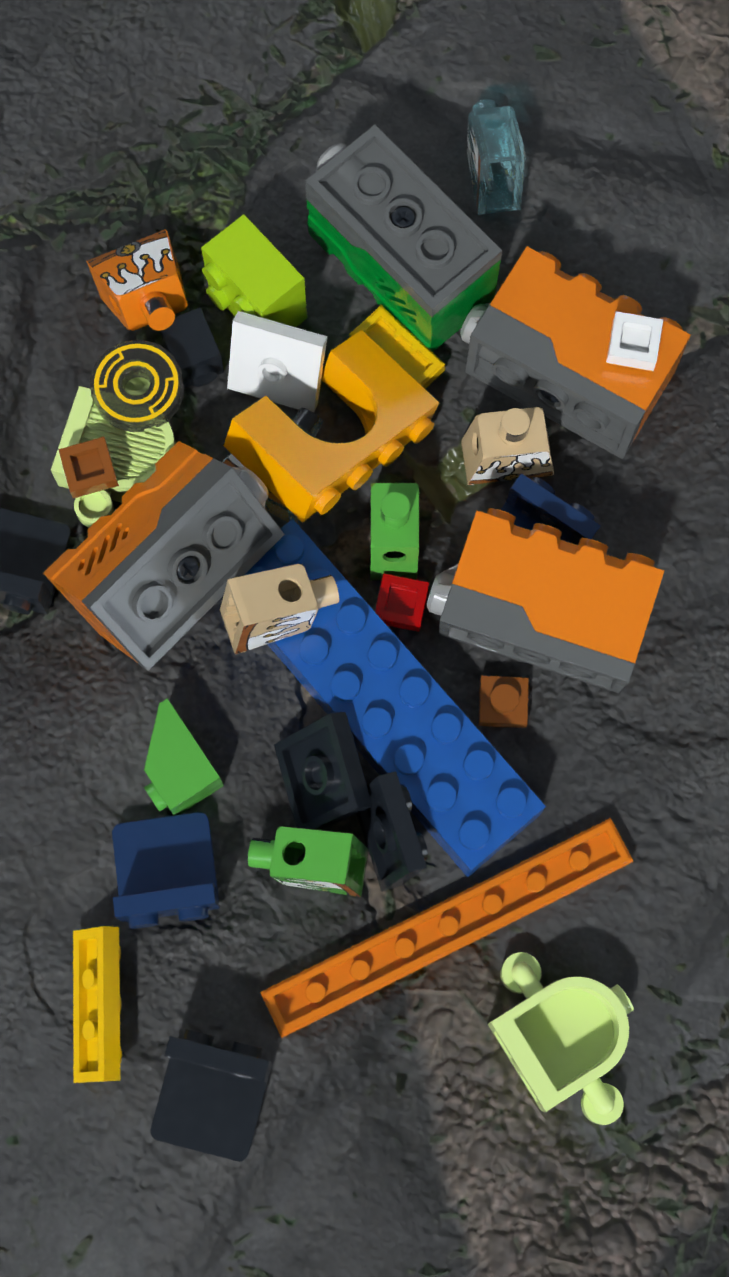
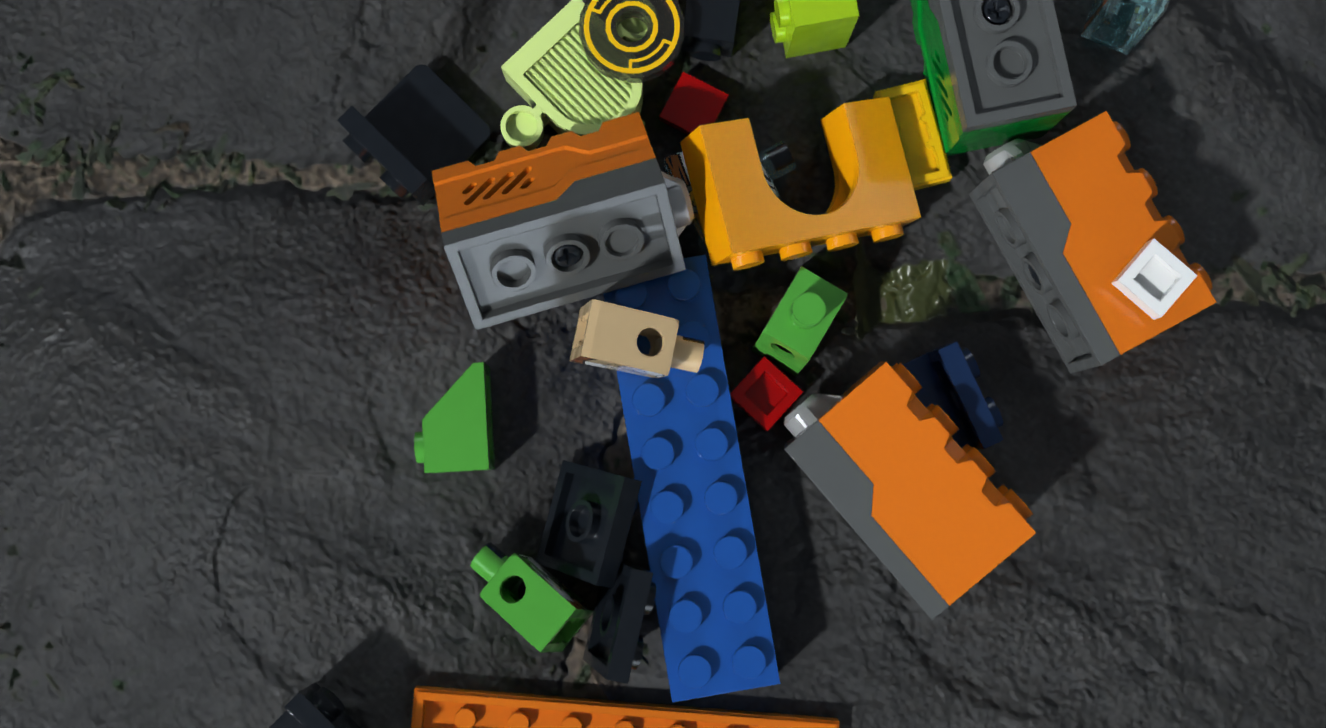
camera: 30 degrees right, 10 degrees up
(88, 467) = (535, 87): dark orange plate -> none
(96, 1005) = (257, 612): yellow plate -> none
(164, 869) = (390, 523): dark blue bracket -> none
(213, 421) = (692, 104): none -> red tile
(276, 361) = (784, 81): white plate -> none
(503, 701) = (806, 547): dark orange plate -> none
(507, 446) = (961, 299): tan torso -> none

